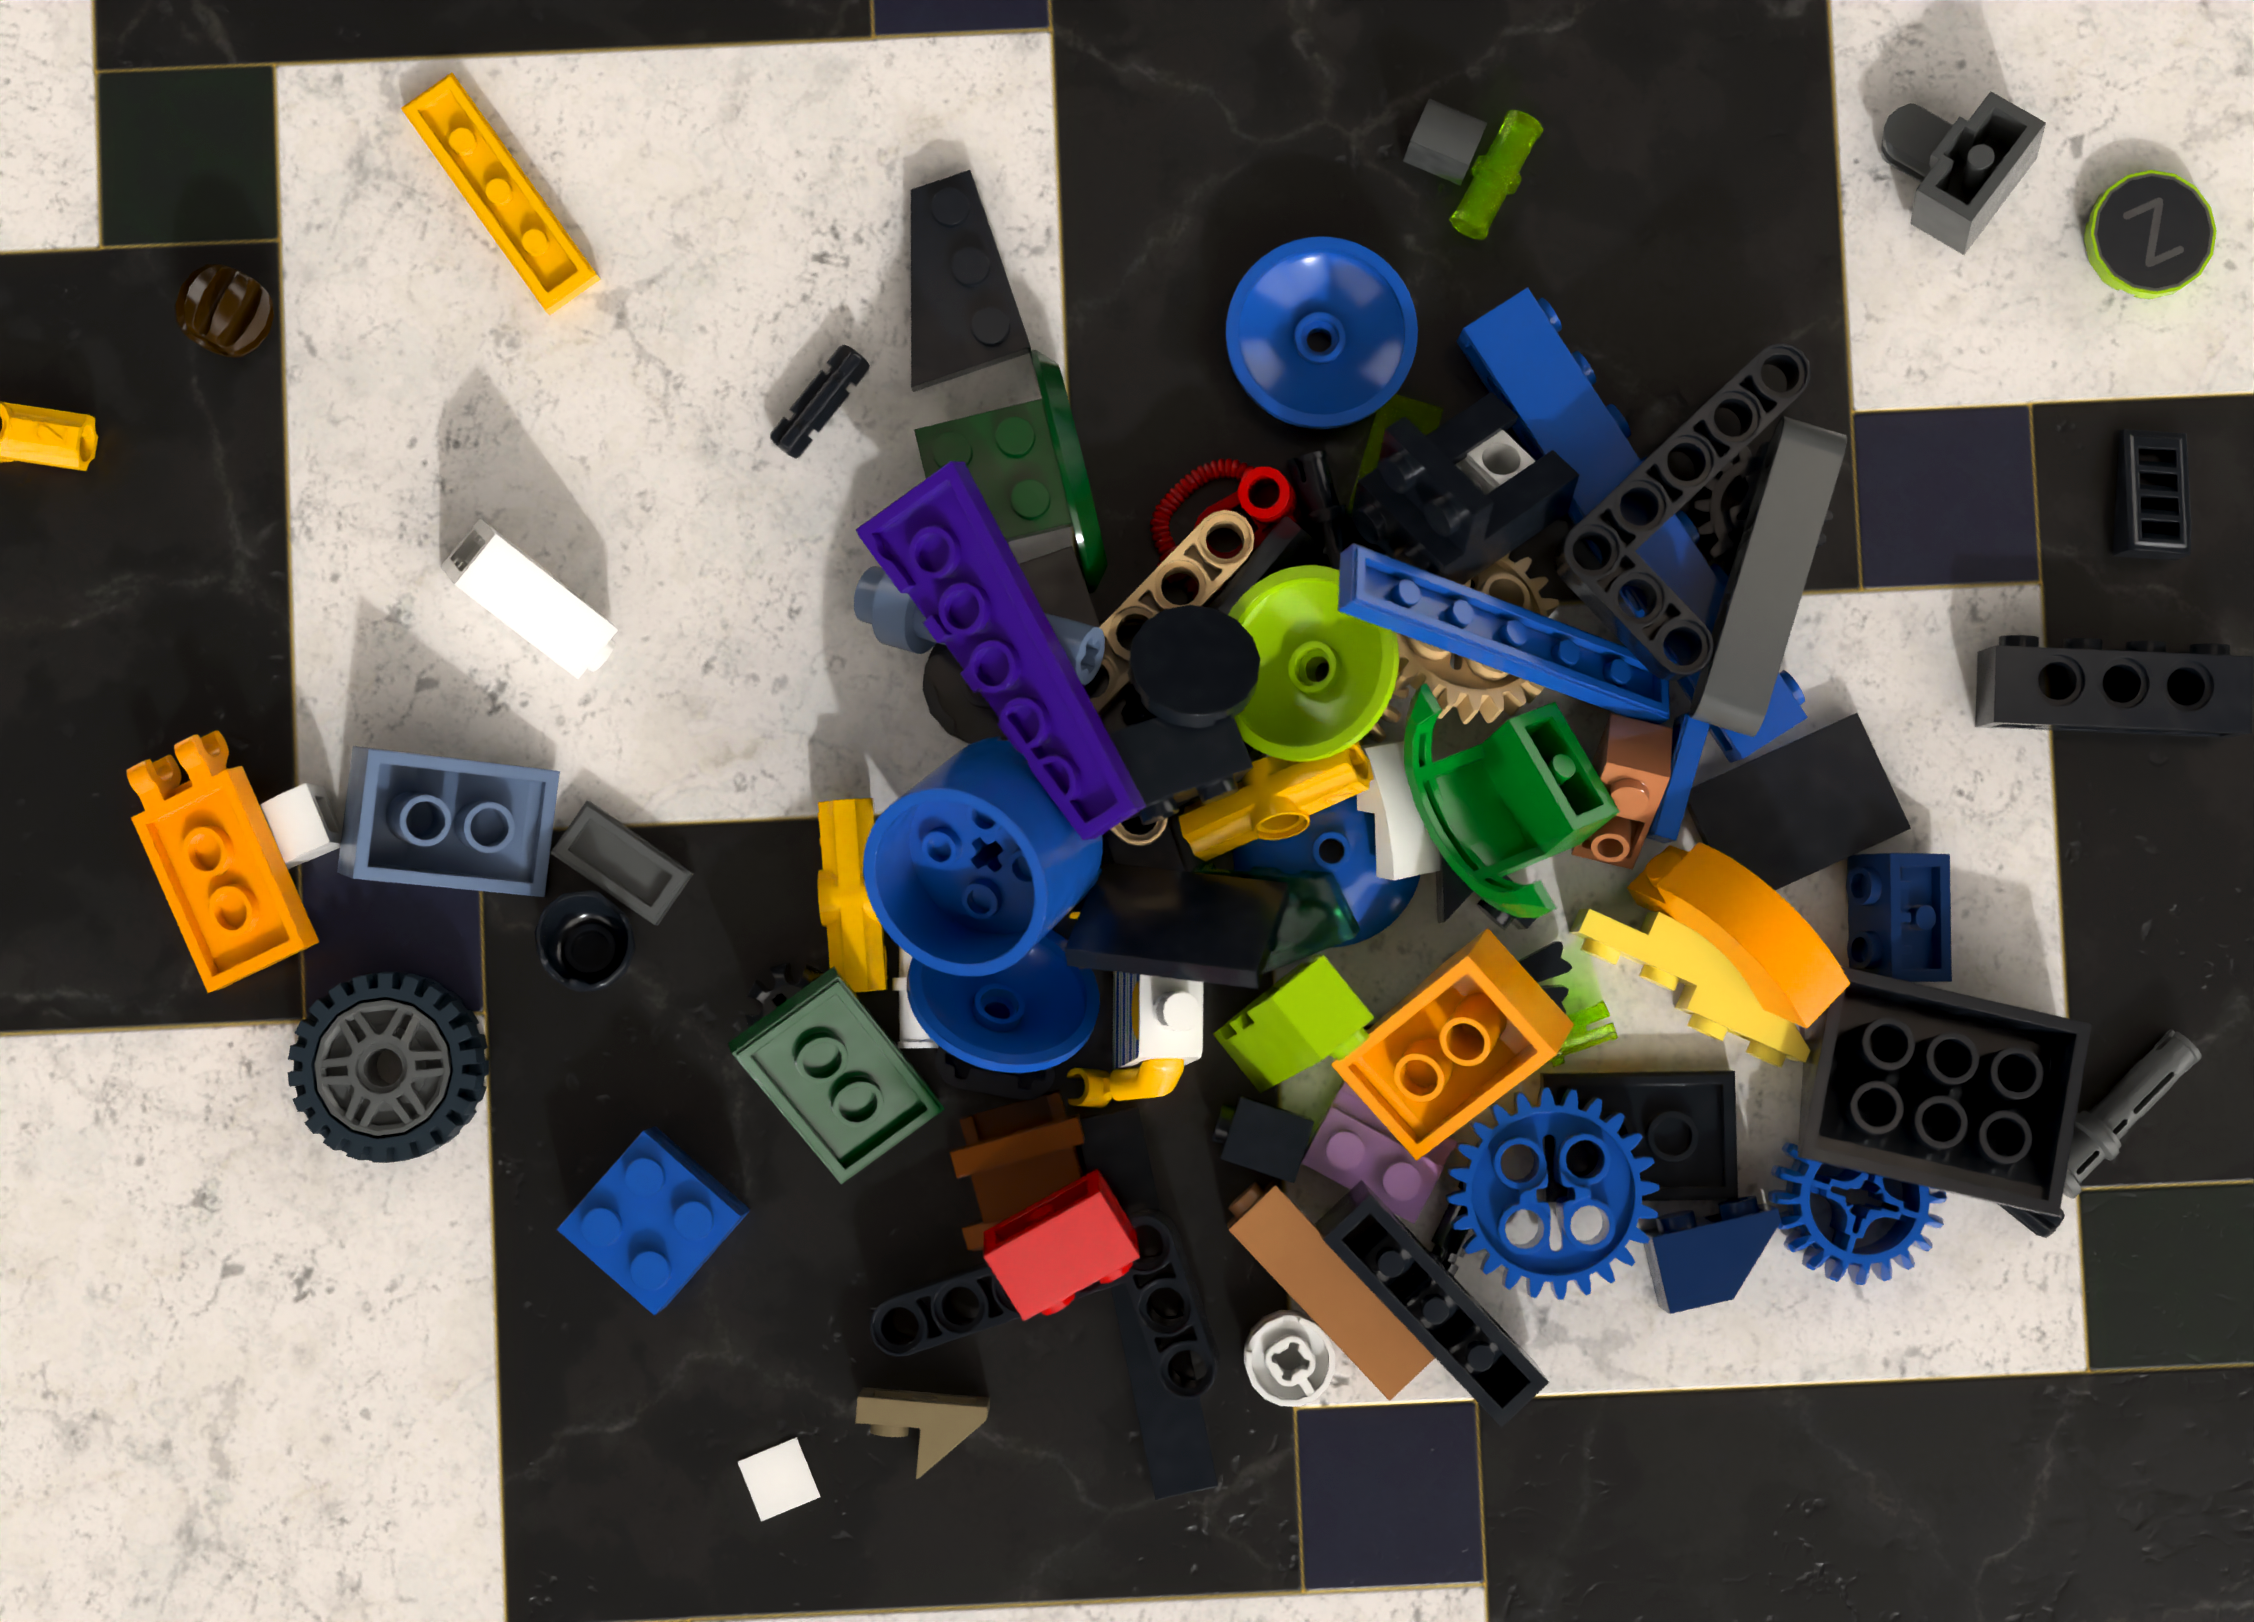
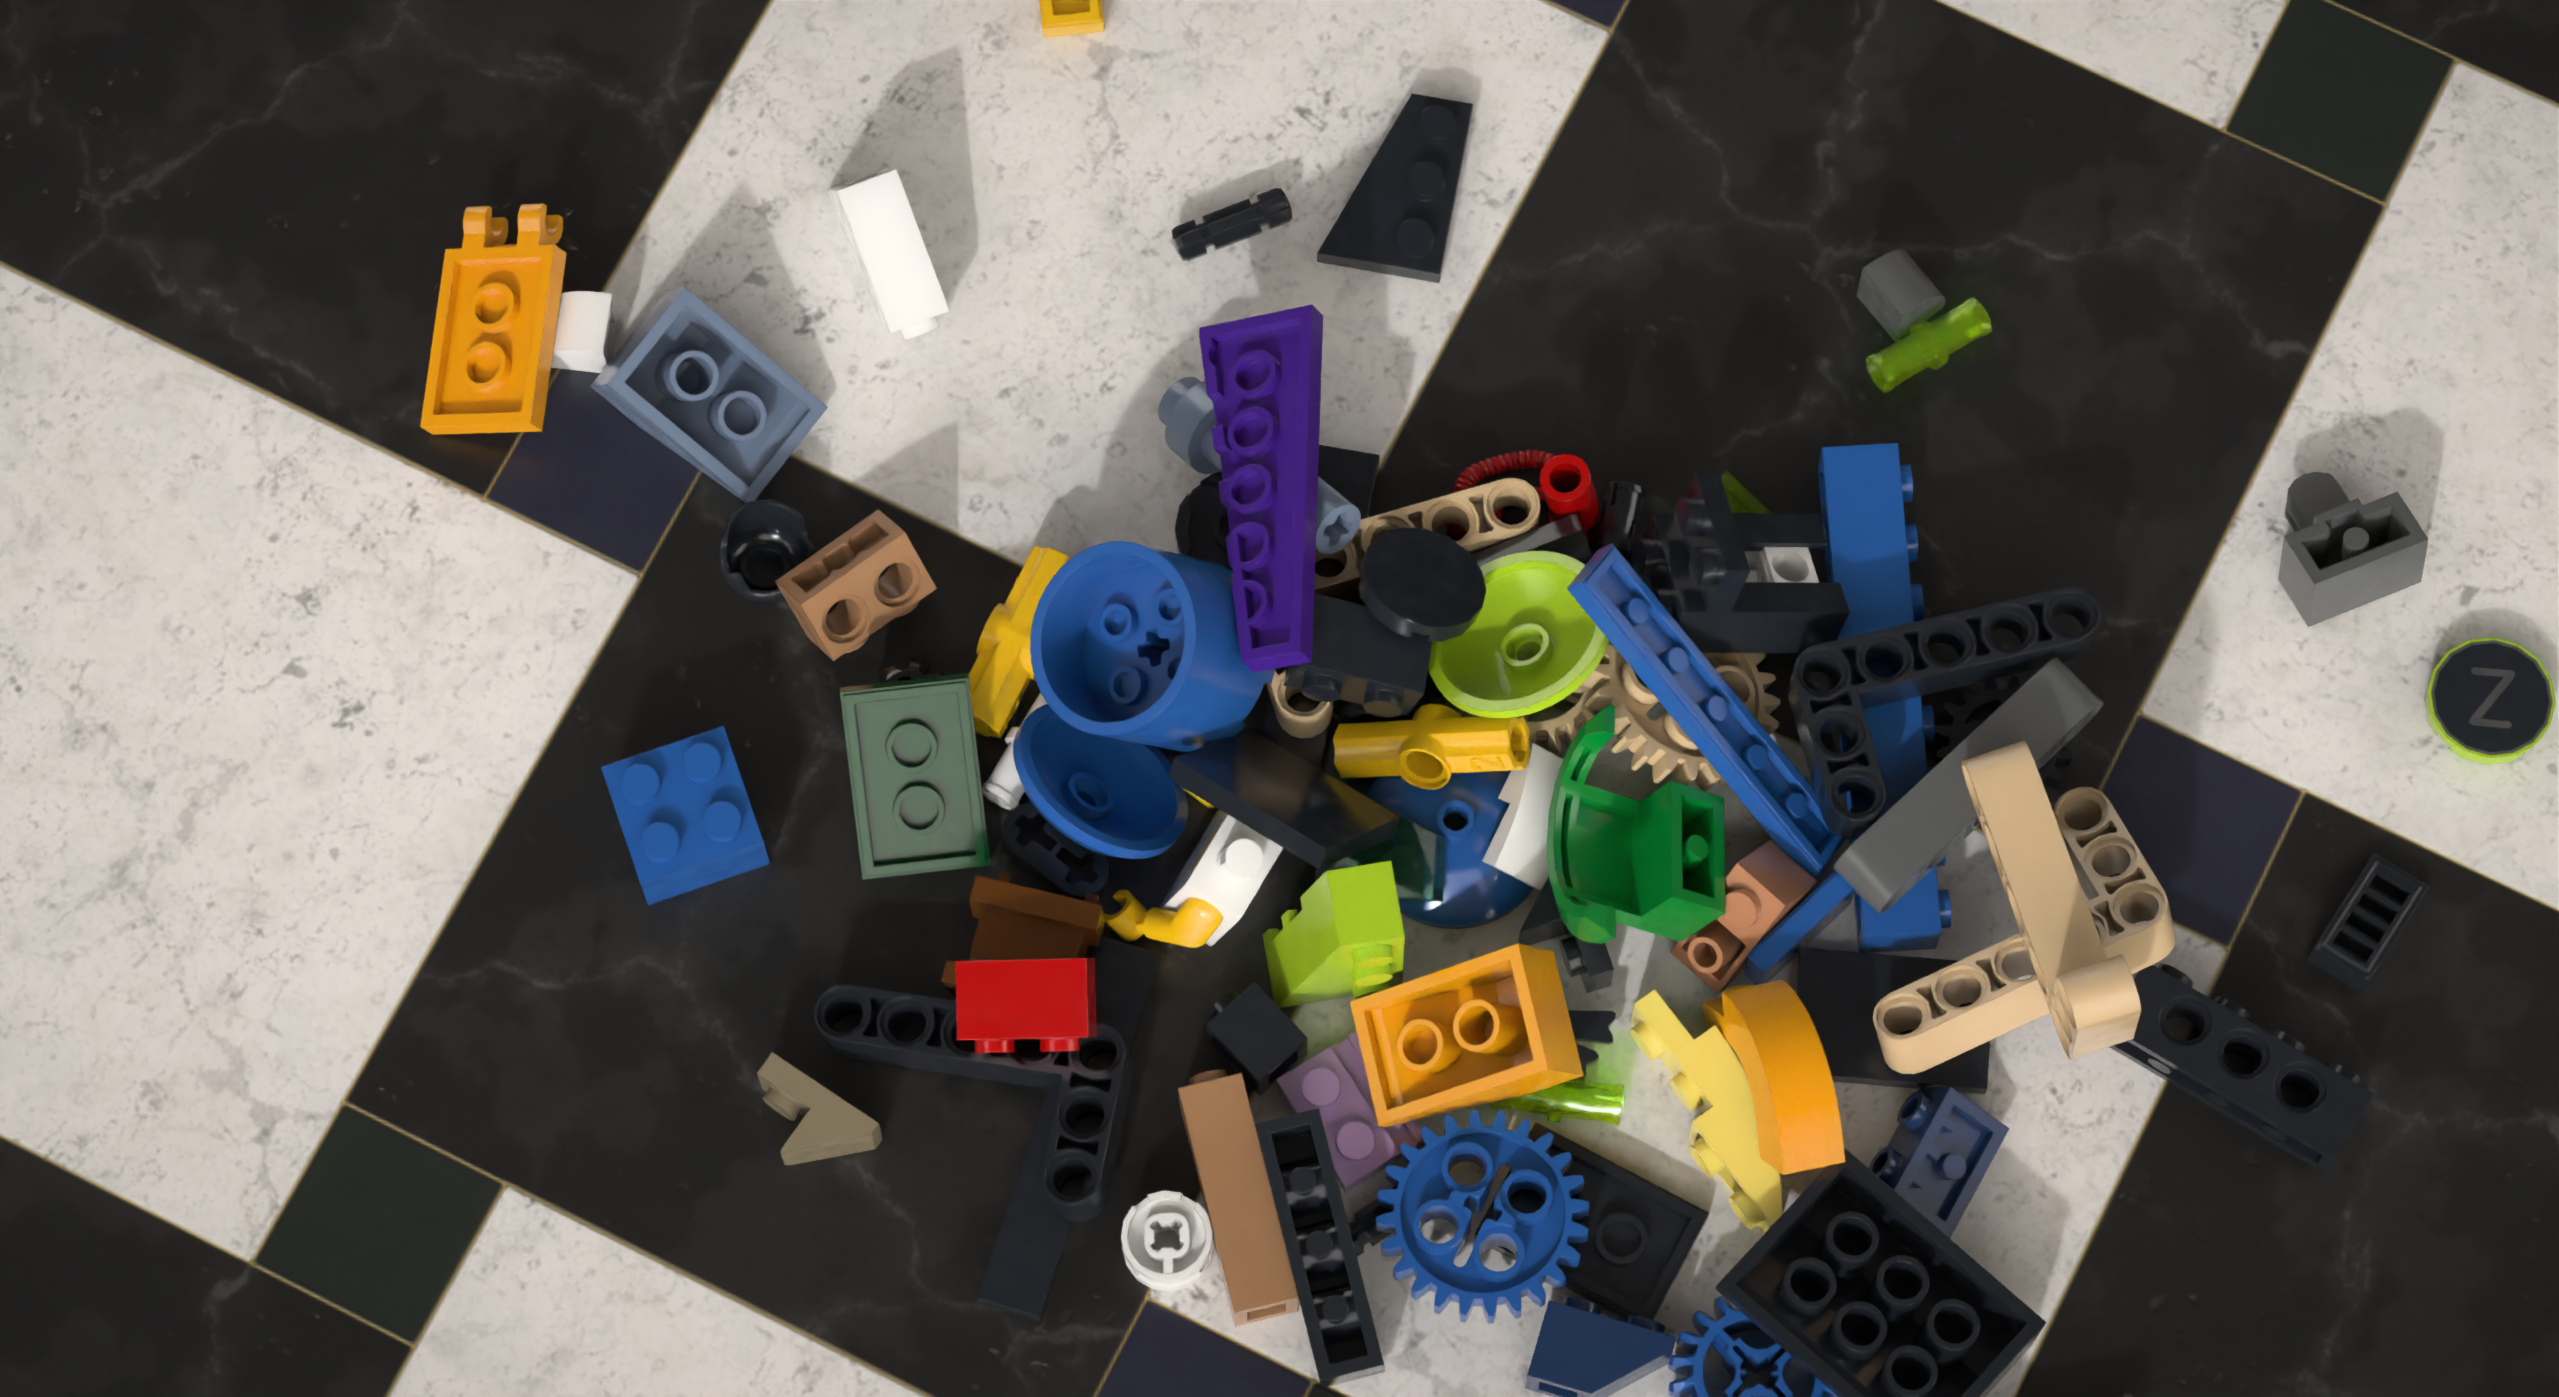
camera: 30 degrees right, 15 degrees down
(340, 1077) = (543, 613): wheel -> none
(622, 863) = (825, 494): dark grey tile -> none
(682, 929) = (850, 574): none -> medium nougat brick
(779, 1479) = (656, 1105): white sticker -> none
(1026, 466) = (1377, 367): dark green piece -> none
(1329, 290) = (1702, 352): blue dish -> none
(1910, 685) = (1992, 974): none -> tan beam
(2006, 739) = (2085, 992): none -> tan beam

